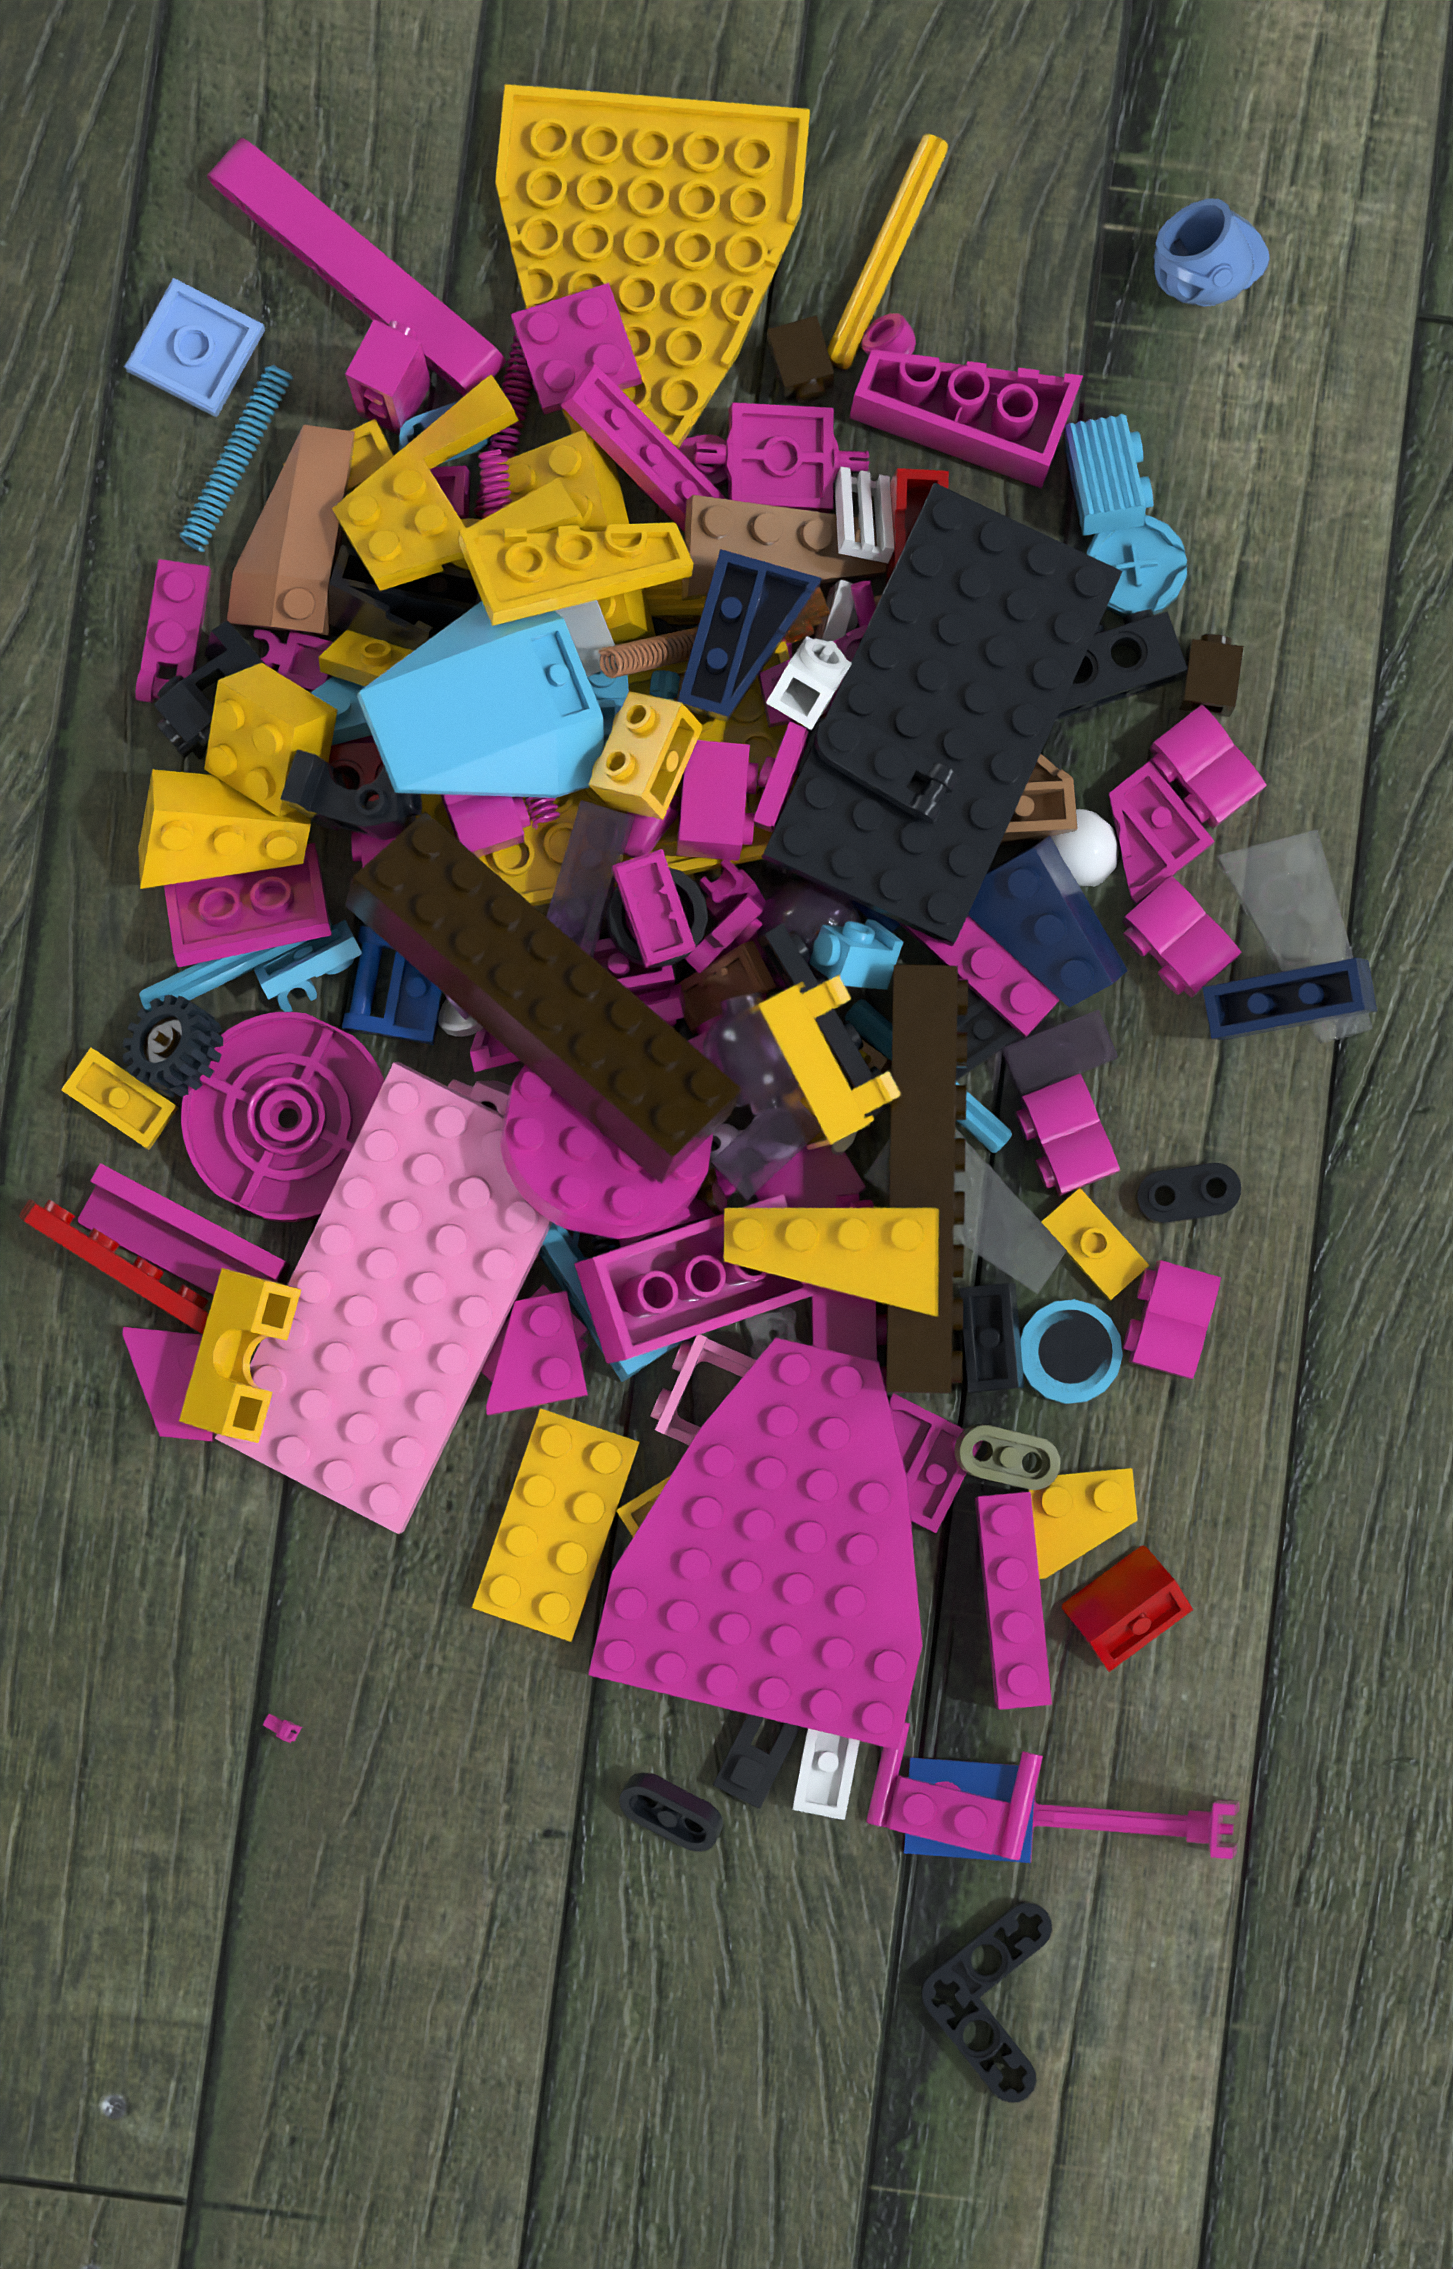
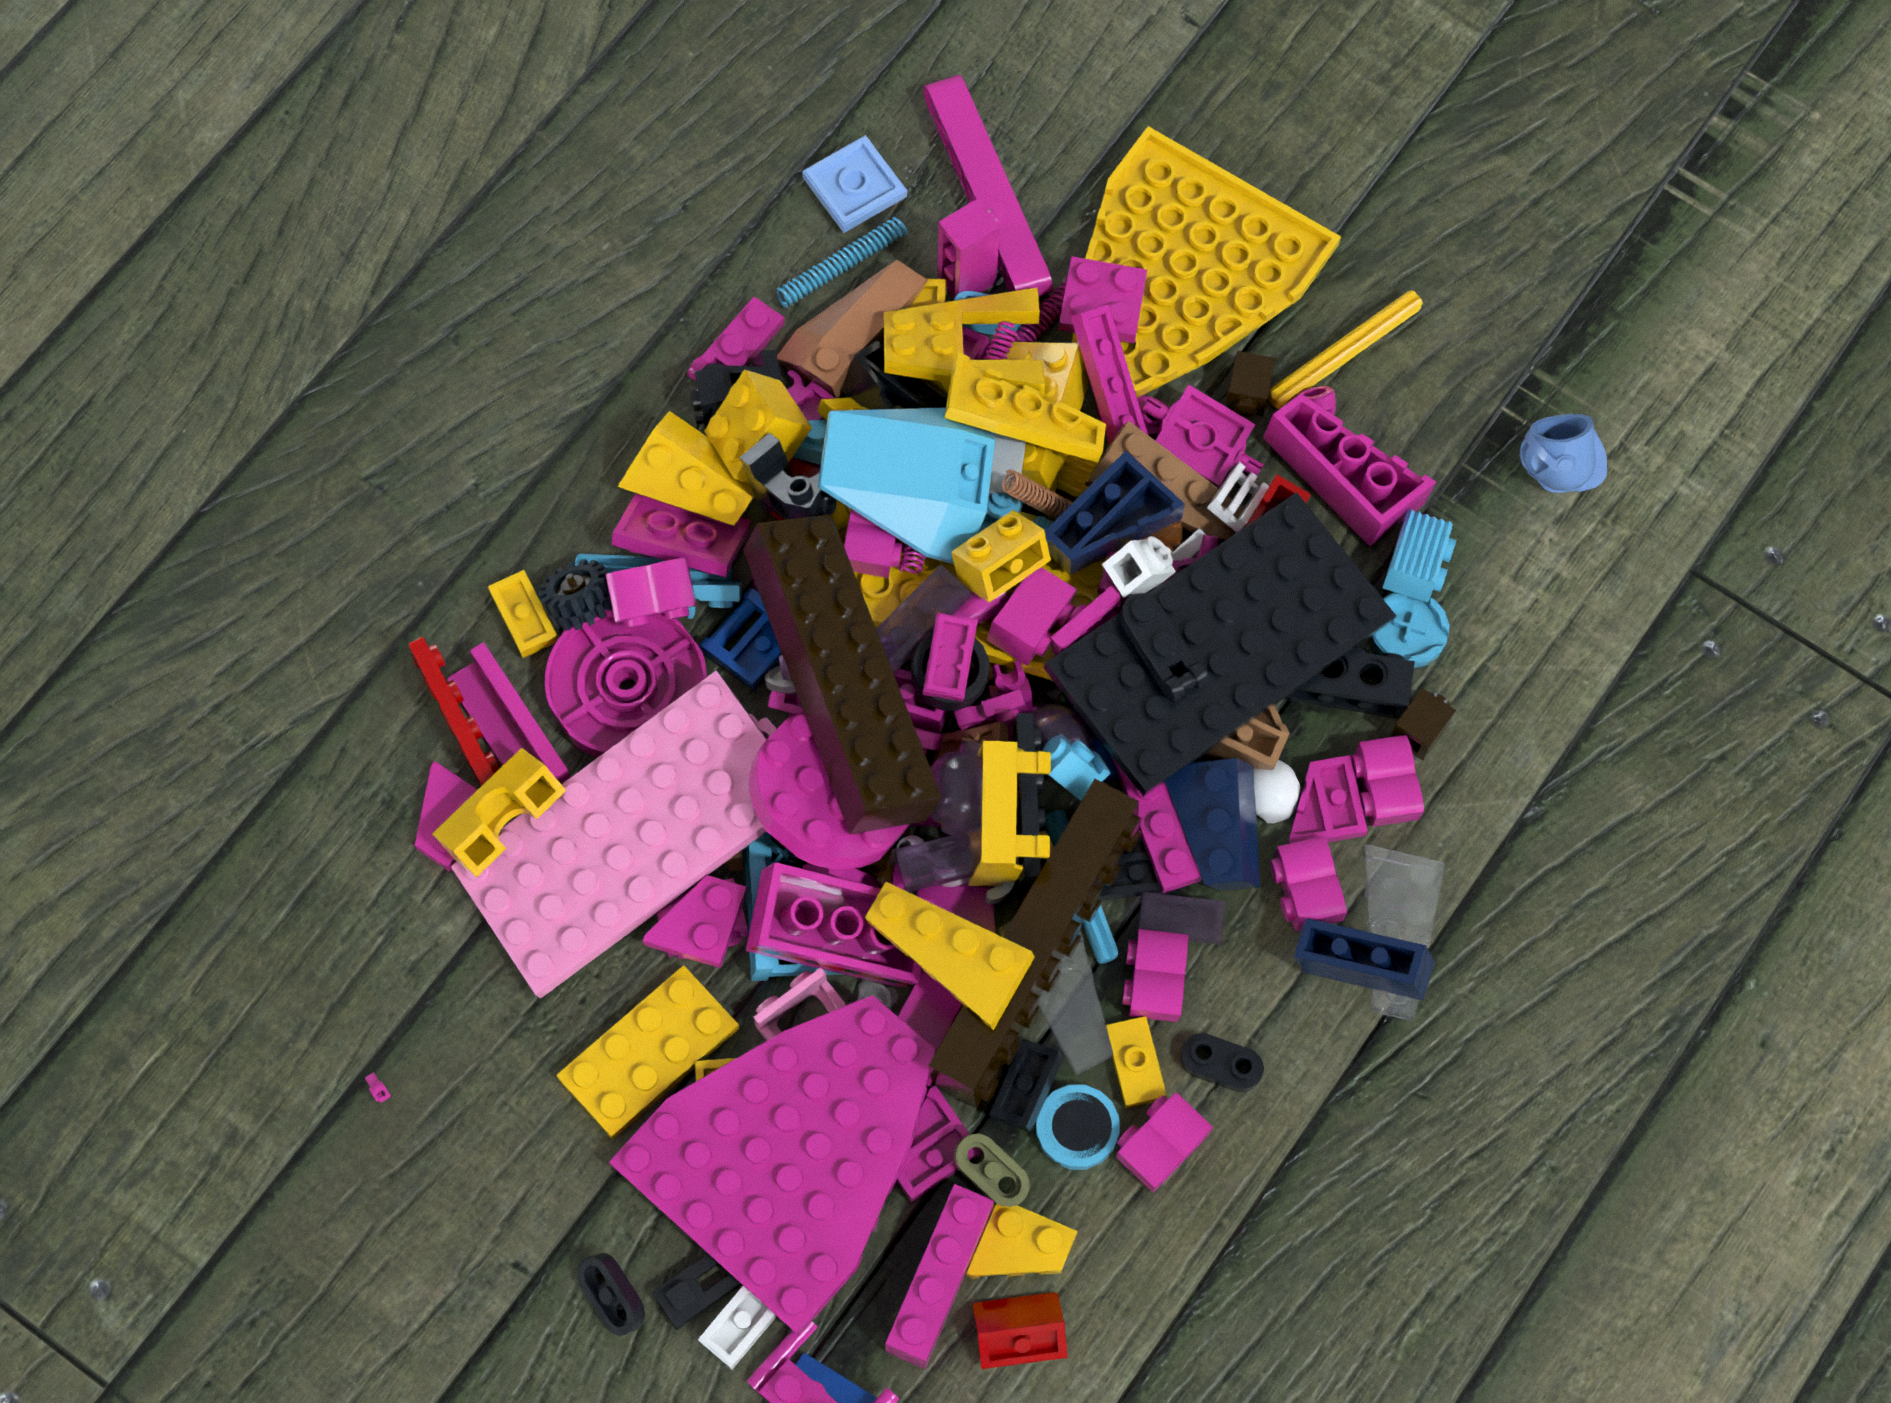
camera: 25 degrees right, 15 degrees down
(260, 1002) = (651, 591): none -> dark pink brick

